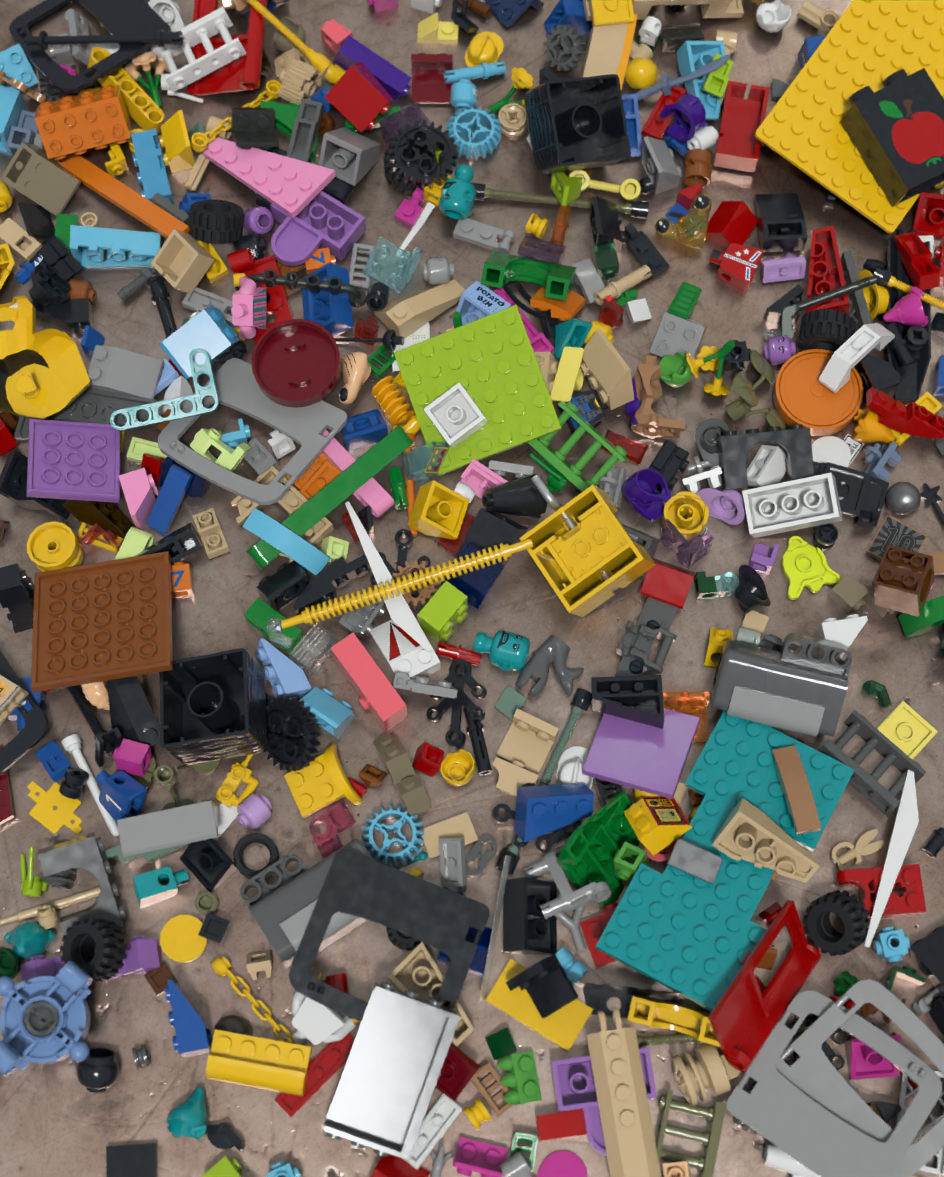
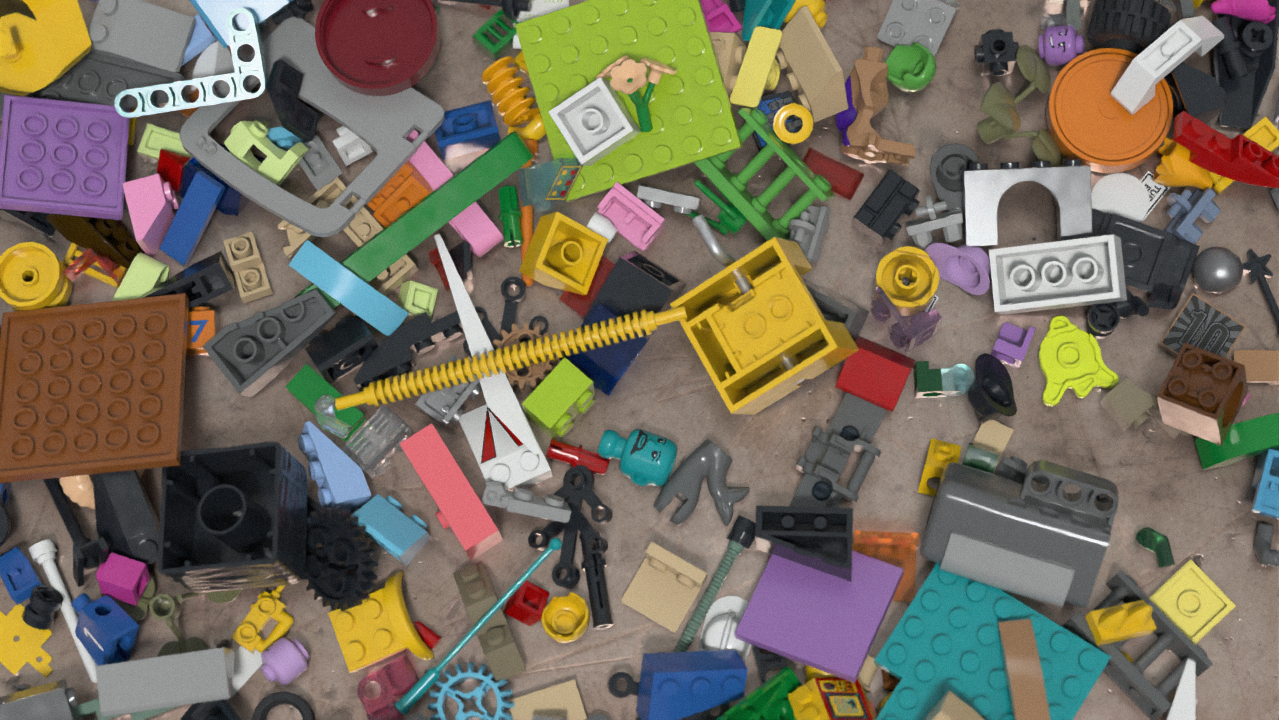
camera: 10 degrees right, 5 degrees up
(230, 582) = (264, 344): none -> dark grey wedge
(231, 405) = (283, 89): none -> black tile
(354, 373) = (459, 50): light nougat head -> none
(364, 813) = (433, 674): none -> teal piece
(372, 776) = (448, 621): dark orange slope -> none
(479, 380) = (630, 76): none -> light nougat plant
(509, 702) = (644, 530): sand green slope -> none
(513, 776) = (640, 634): tan brick -> none
(516, 498) = (670, 243): black cone -> none
(596, 401) = (779, 123): none -> yellow piece
(642, 493) = (850, 247): dark purple helmet -> none
(711, 359) = (963, 54): yellow plant -> none
(767, 467) = (1028, 216): white panel -> none
(840, 631) = (1109, 460): white slope -> none
(845, 526) = (1131, 307): none -> black plate
(859, 745) = (1121, 622): none -> yellow tile

